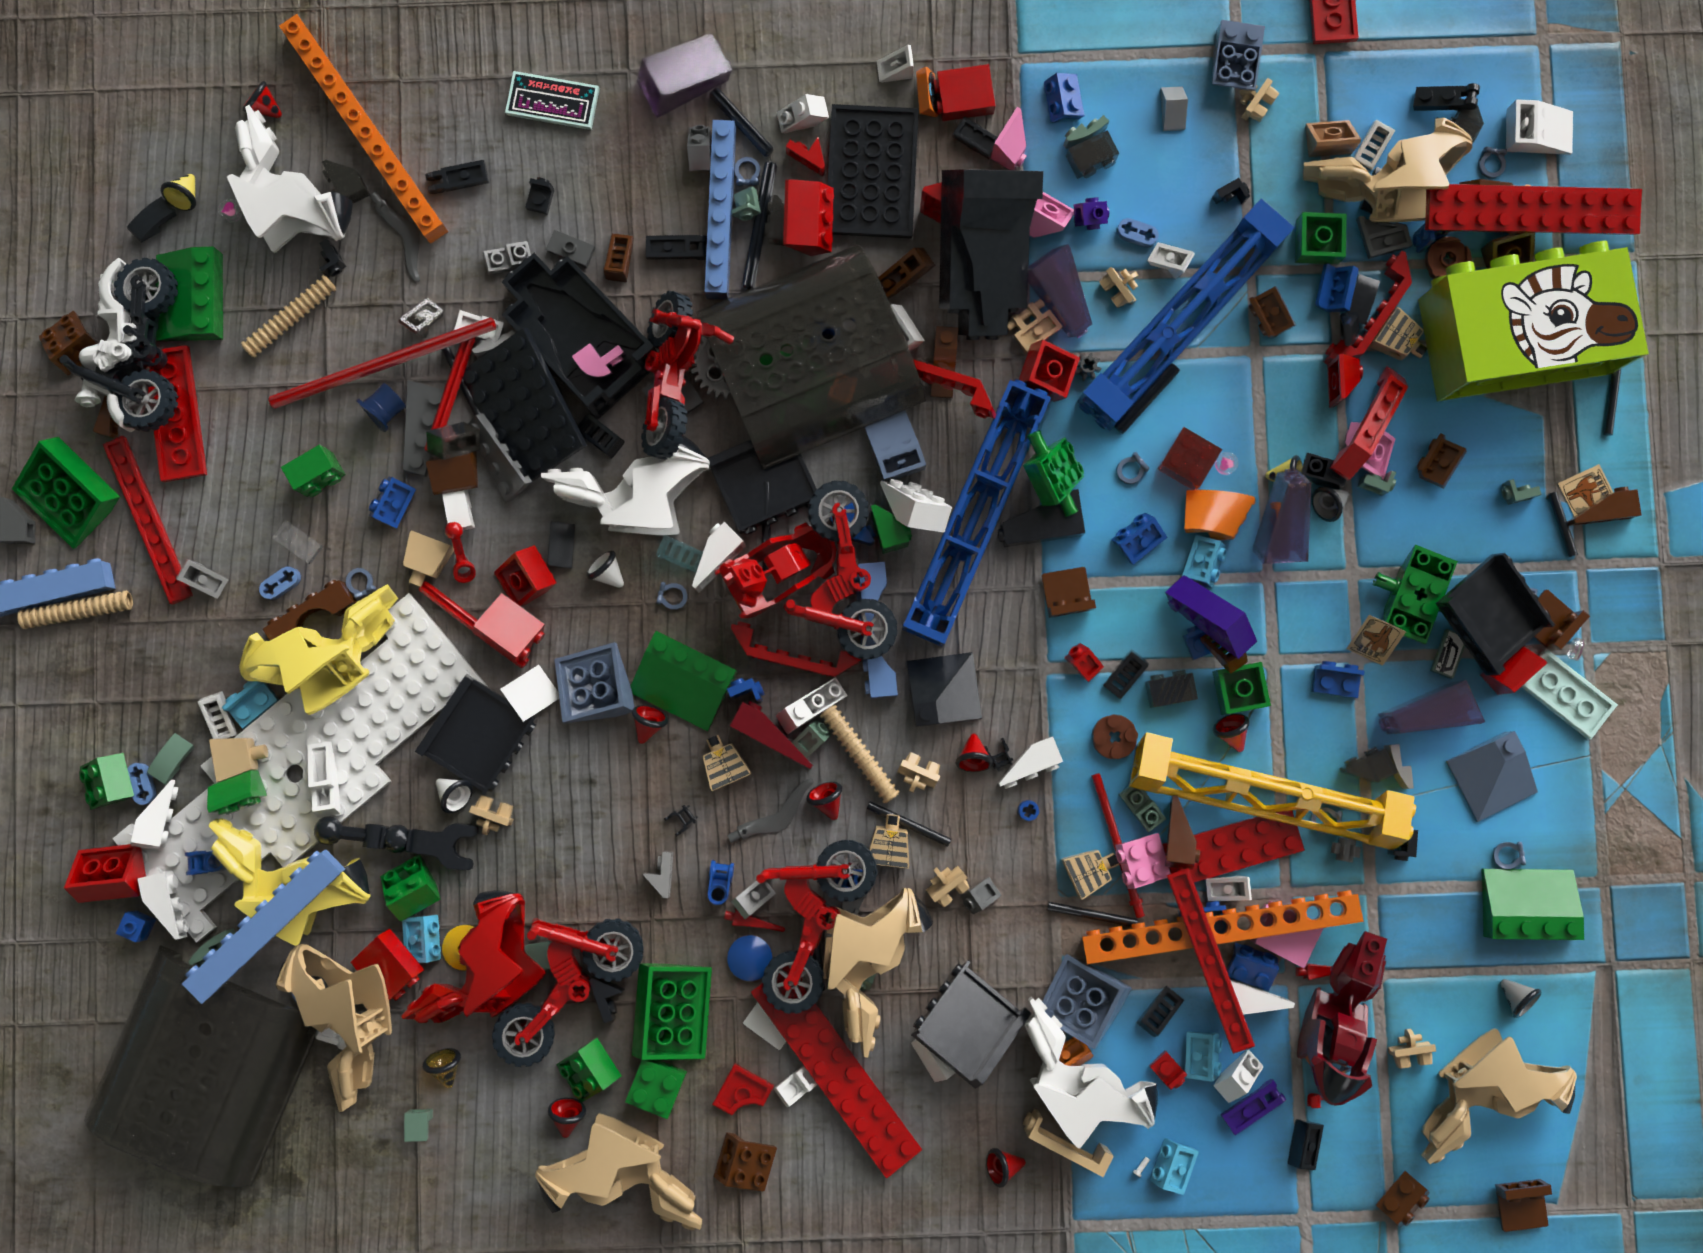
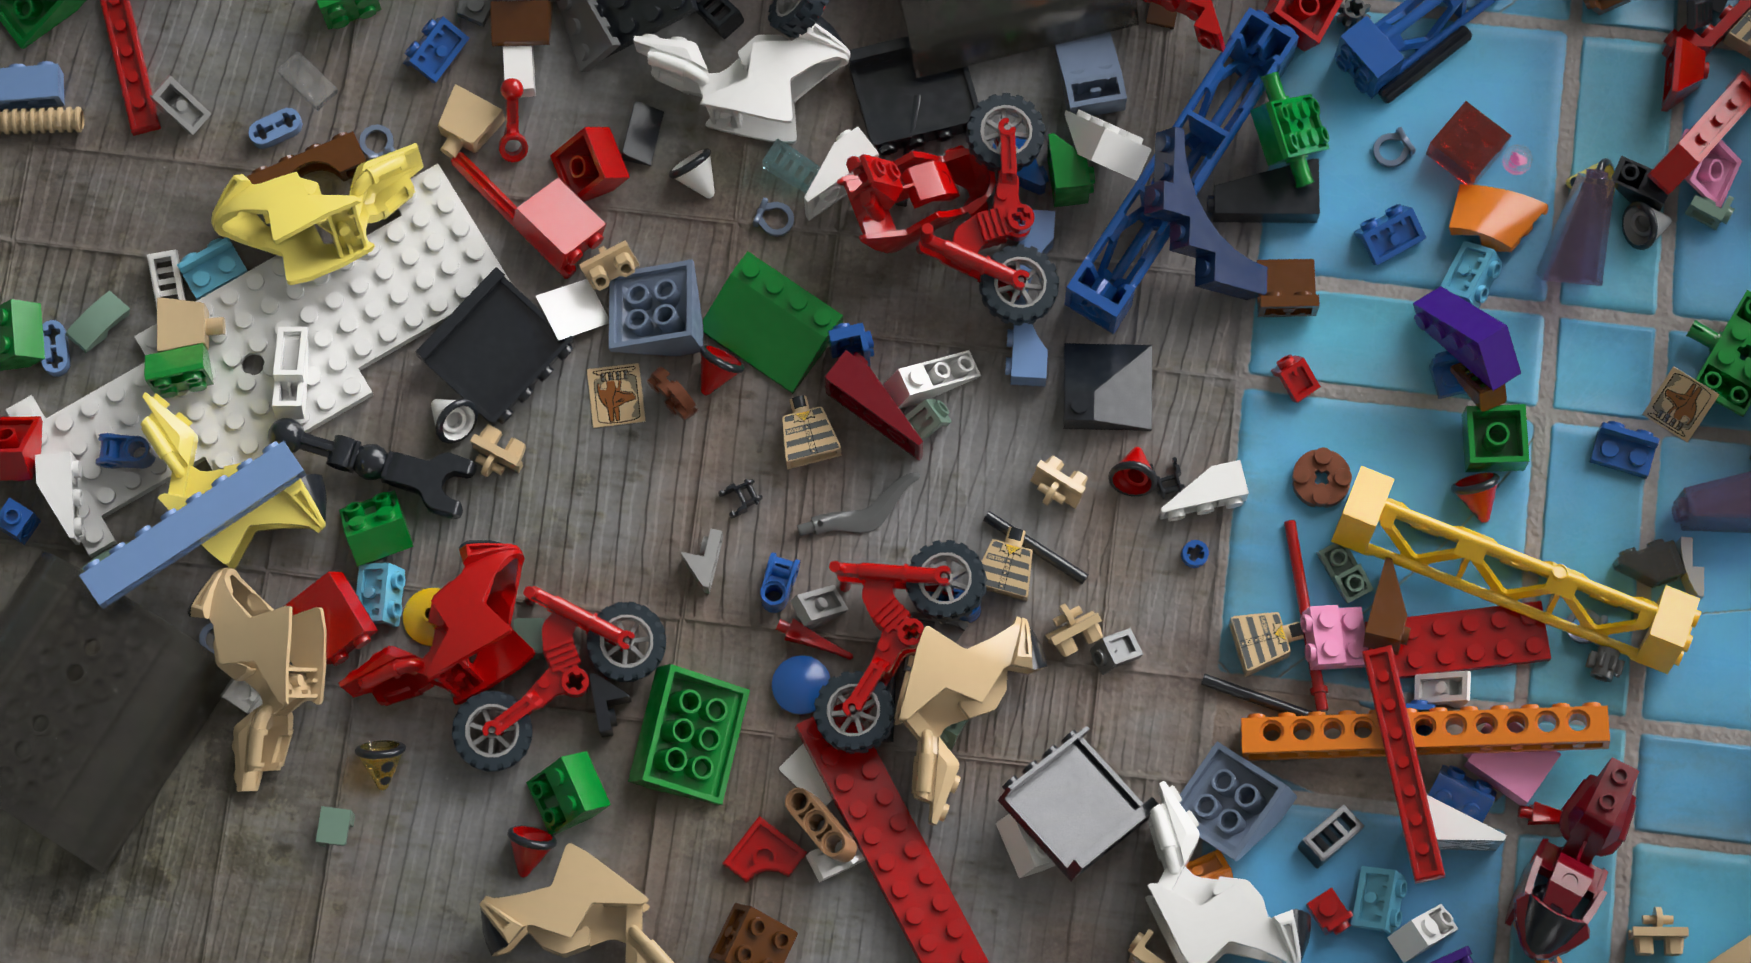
camera: 10 degrees right, 10 degrees down
(151, 823) = (62, 392): white slope -> none
(553, 653) = (609, 265): none -> tan hips
(574, 753) = (616, 395): none -> sticker
(617, 751) = (677, 398): none -> copper plate
(656, 1087) = (653, 826): green brick -> none
(745, 636) = (985, 331): red slope -> none
(791, 1072) = (832, 830): none -> medium nougat beam
(826, 798) = (934, 499): red hat -> none
(859, 753) = (986, 449): tan piece -> none
(991, 567) = (1191, 232): none -> dark blue arch
(1132, 679) = (1348, 386): black slope -> none
(1172, 689) = (1403, 428): brick -> none
(1408, 849) = (1689, 670): black bracket -> none

